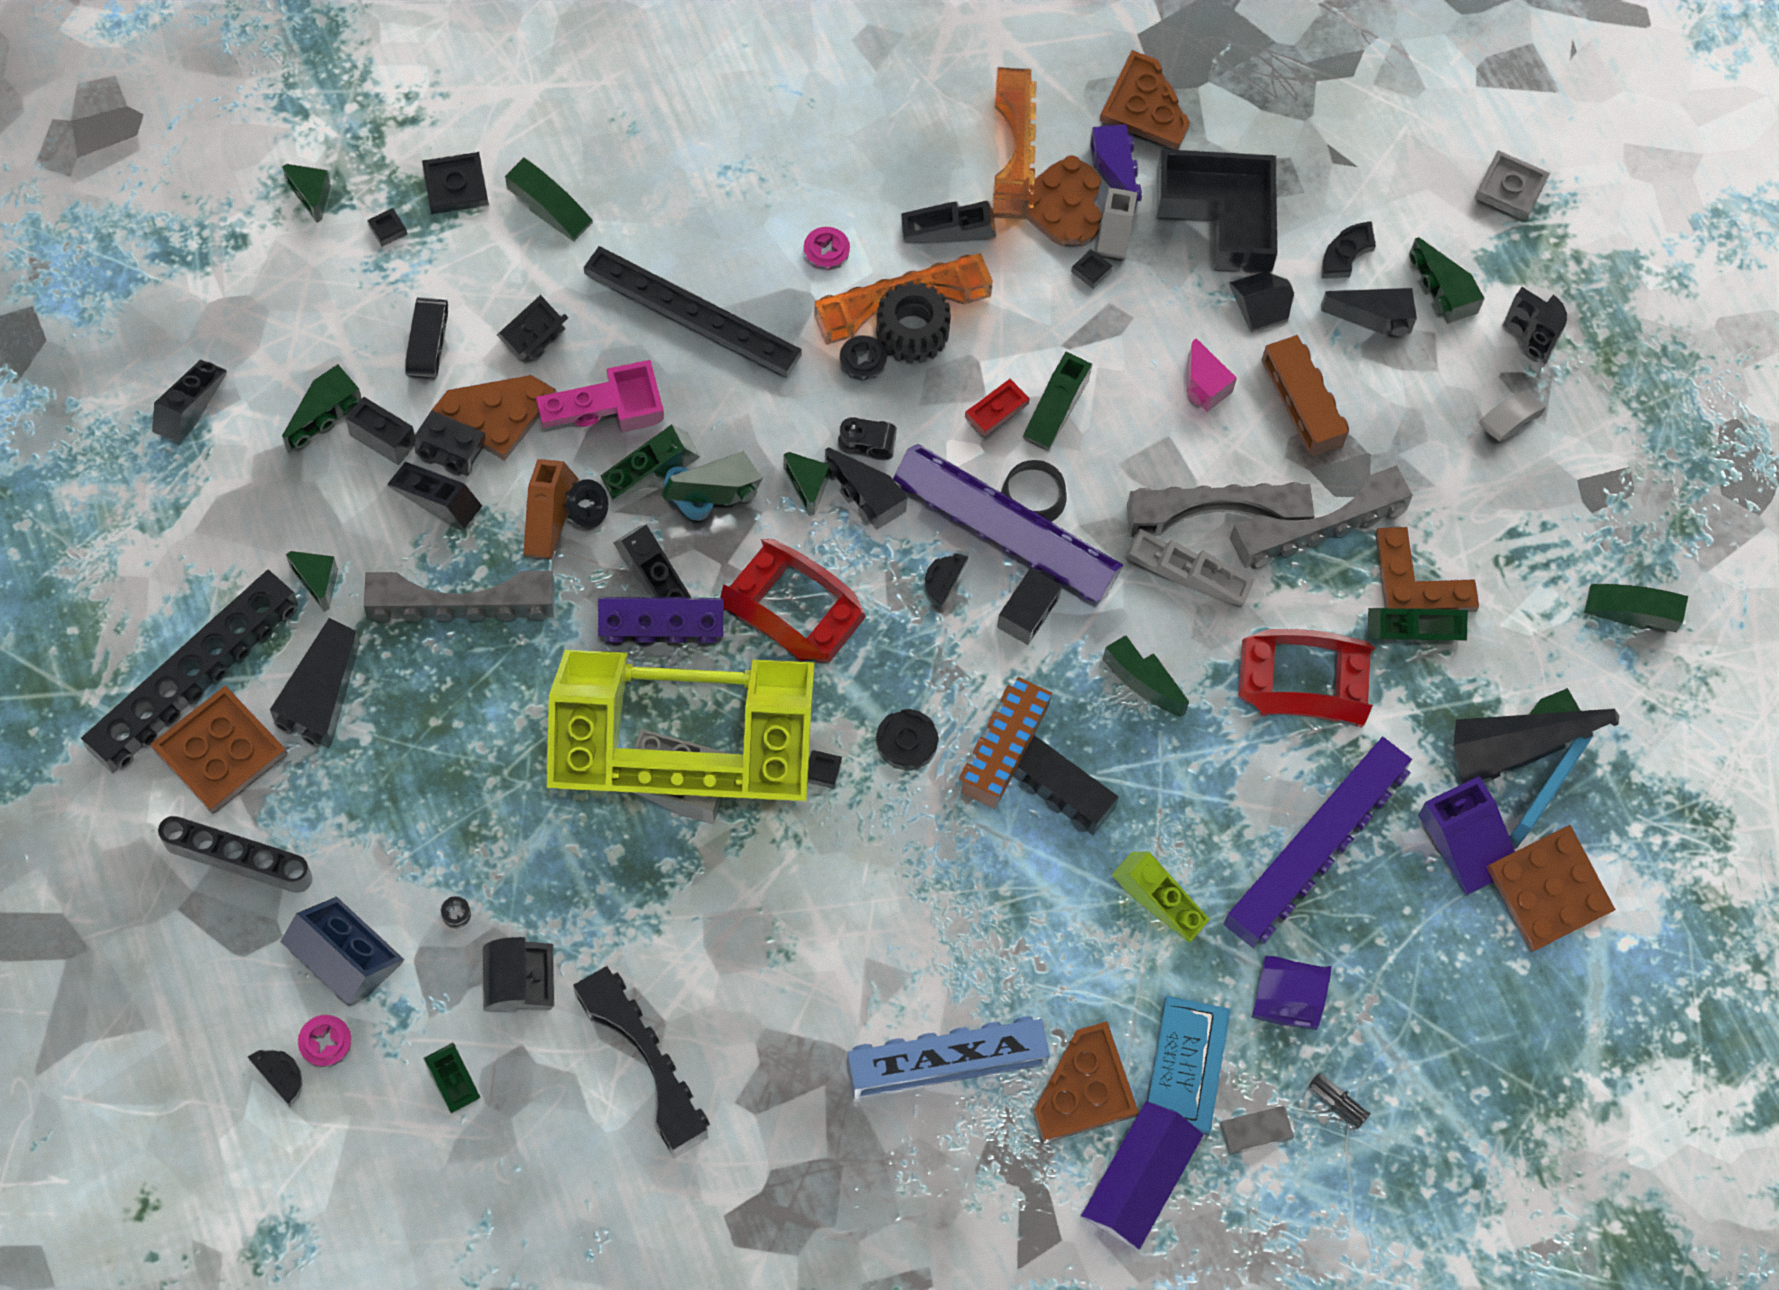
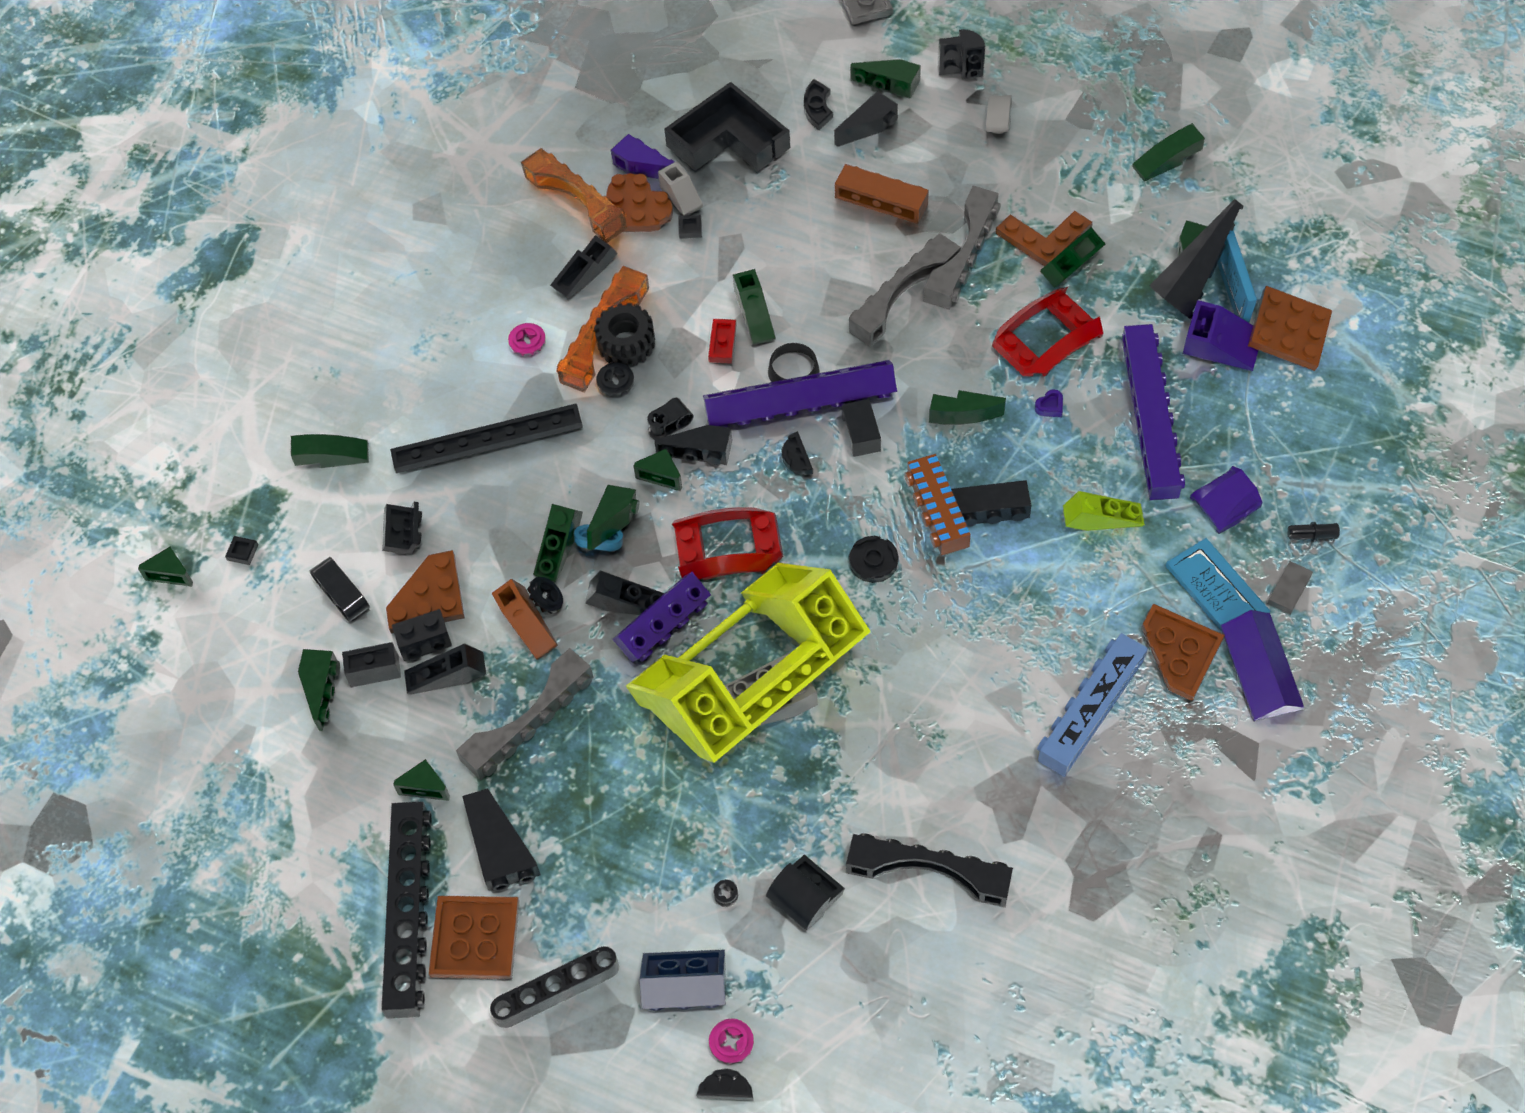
camera: 35 degrees left, 5 degrees down
(186, 400) = (224, 756): black slope -> none
(451, 1077) = (832, 986): dark green slope -> none
(455, 183) = (257, 490): black tile -> none
(628, 393) = (498, 514): dark pink plate -> none
(1146, 103) = (622, 116): dark orange plate -> none
(1192, 570) = (919, 335): light grey slope -> none
(1207, 377) = (817, 227): dark pink slope -> none
(1233, 747) = (1050, 405): none -> dark purple tile
(1263, 299) = (801, 165): black slope -> none

